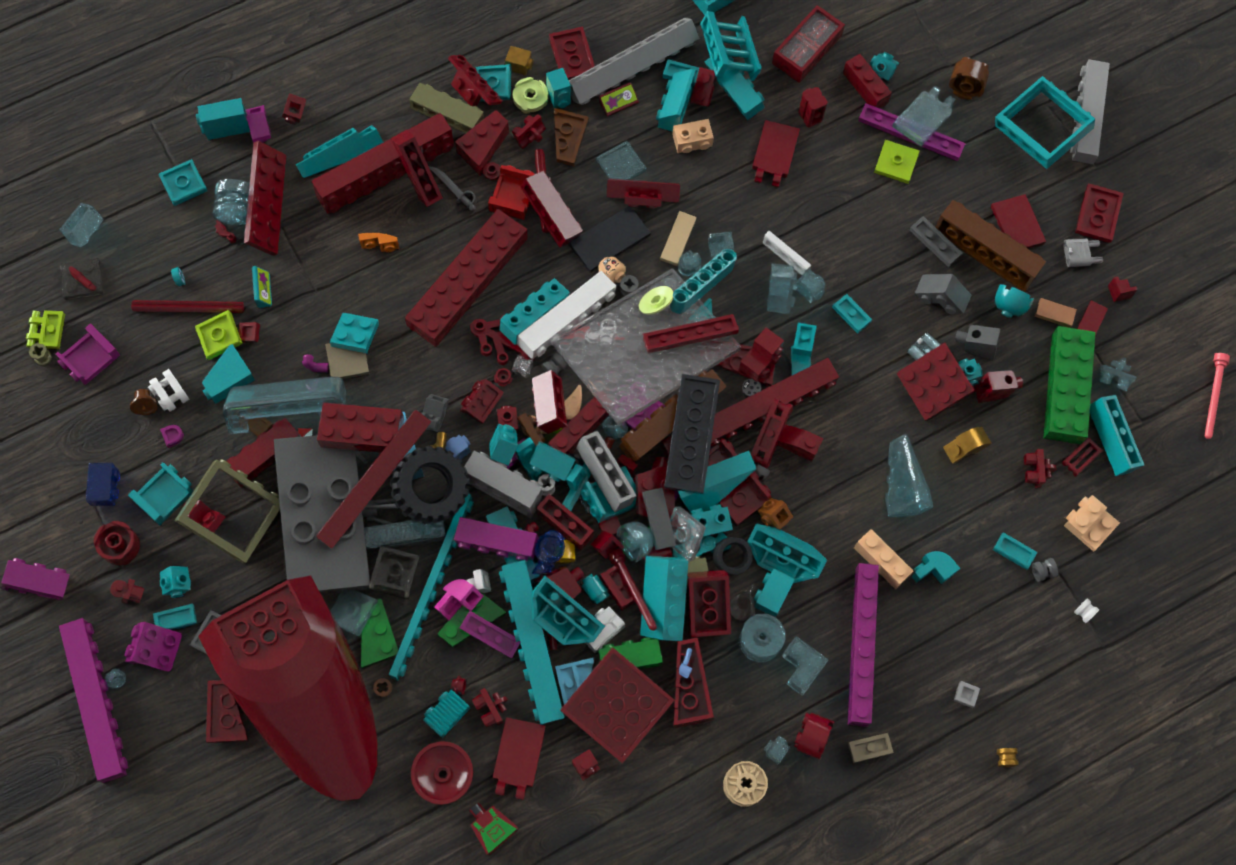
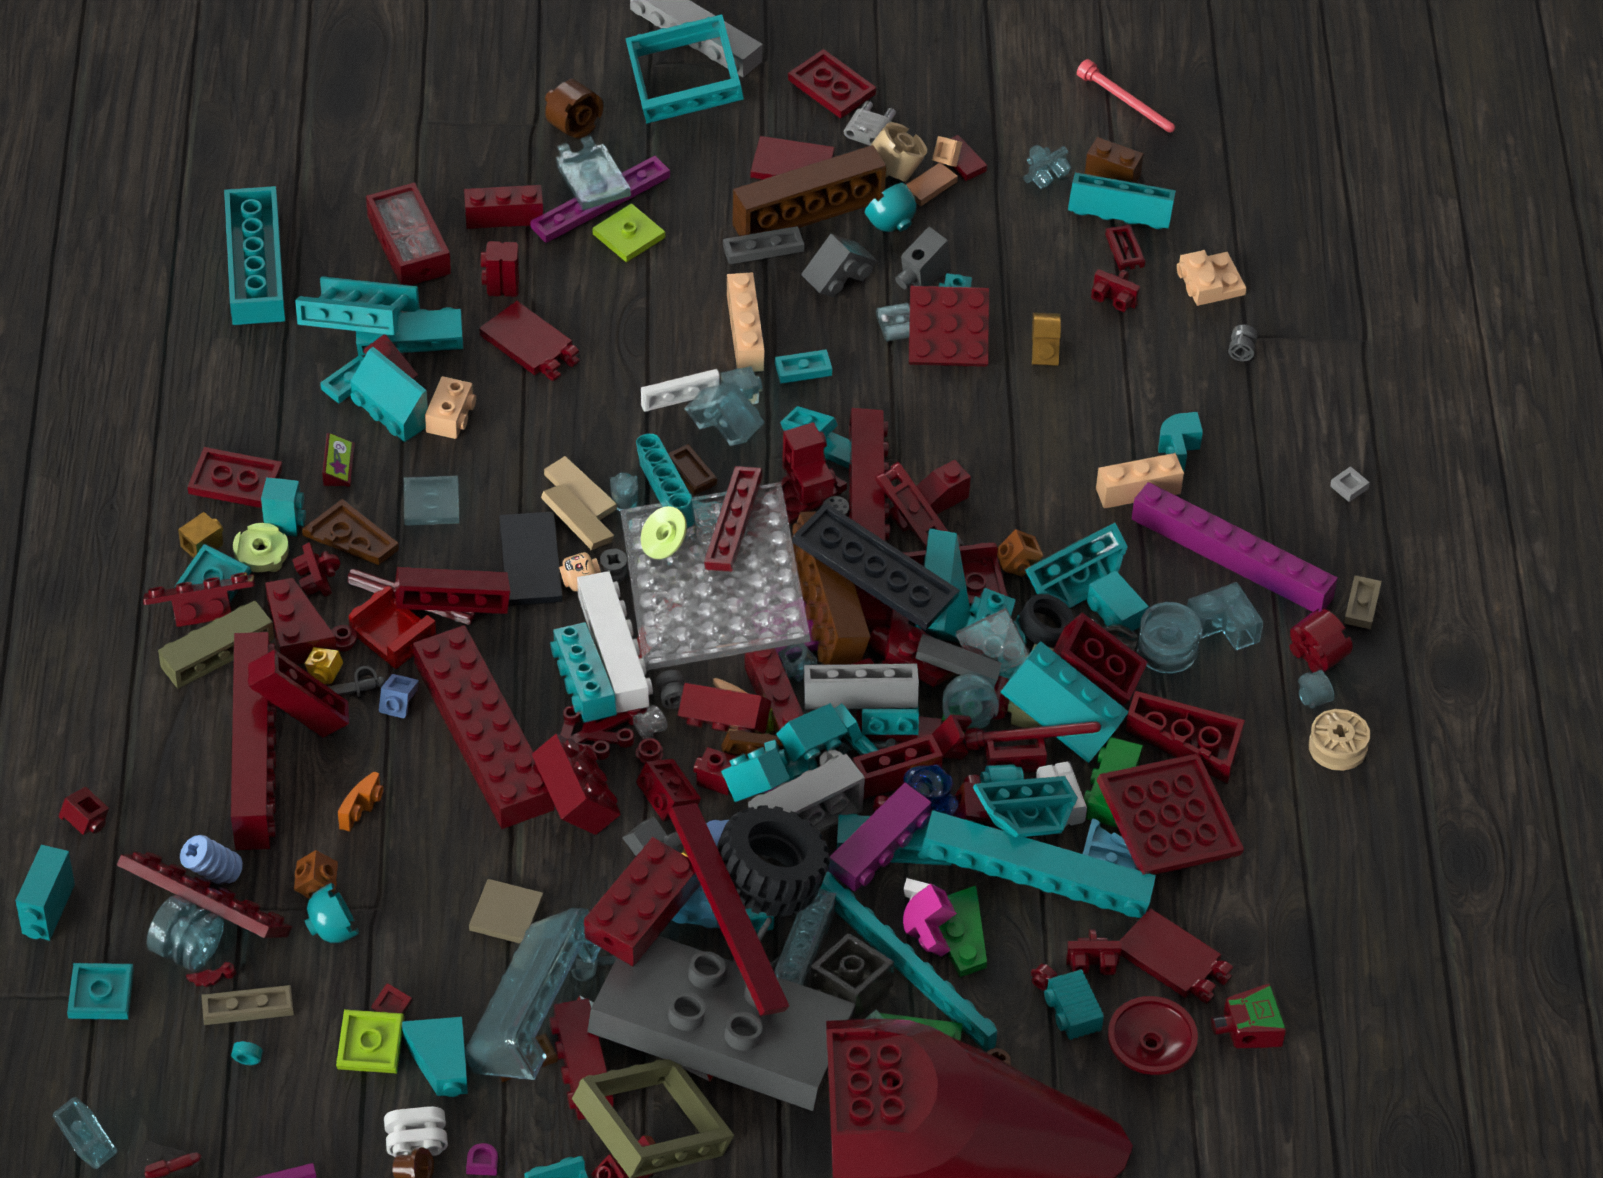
camera: 60 degrees left, 20 degrees down
(187, 306) = (298, 1064): dark red axle -> none
(214, 259) = (247, 1005): none -> dark tan tile
(258, 124) = (86, 862): magenta slope -> none
(261, 287) = (330, 966): slope -> none
(289, 270) = (329, 916): none -> teal cylinder
(290, 188) = (211, 860): none -> light blue piece
(311, 247) = (314, 873): none -> dark orange brick
(313, 366) = (493, 951): magenta arm -> none
(339, 150) = (186, 785): teal wedge -> none
(354, 332) = (476, 883): teal plate -> none
(445, 348) = (576, 784): none -> dark red brick
(462, 172) = (324, 664): none -> yellow plate
(466, 220) = (396, 695): none -> medium blue bracket
(489, 634) = (997, 910): magenta plate -> none
(585, 764) = (1225, 886): dark red brick -> none
(633, 60) = (297, 410): light grey brick -> none
(643, 192) = (492, 493): dark red bracket -> none
(654, 247) = (577, 516): none -> tan tile
(685, 670) = (1169, 720): medium blue hand -> none
(719, 242) = (621, 448): clear light blue panel -> none
(732, 291) = (692, 469): none -> reddish brown tile
(863, 262) = (745, 321): none -> light nougat brick
(889, 63) = (494, 175): teal brick -> none
(907, 488) = (1061, 419): clear light blue wedge -> none
(997, 386) = (992, 266): dark red torso -> none
(1007, 757) = (1446, 482): pearl gold wheel -> none
(1015, 551) = (1201, 361): teal tile -> none
(1060, 279) = (899, 150): none -> tan brick
(1069, 385) = (1032, 212): green brick -> none
(1086, 308) = (947, 151): none -> light nougat tile
(1086, 610) = (1314, 330): white wheel -> none
(1121, 289) = (941, 113): dark red panel -> none
(1147, 415) = (1113, 161): none -> reddish brown brick

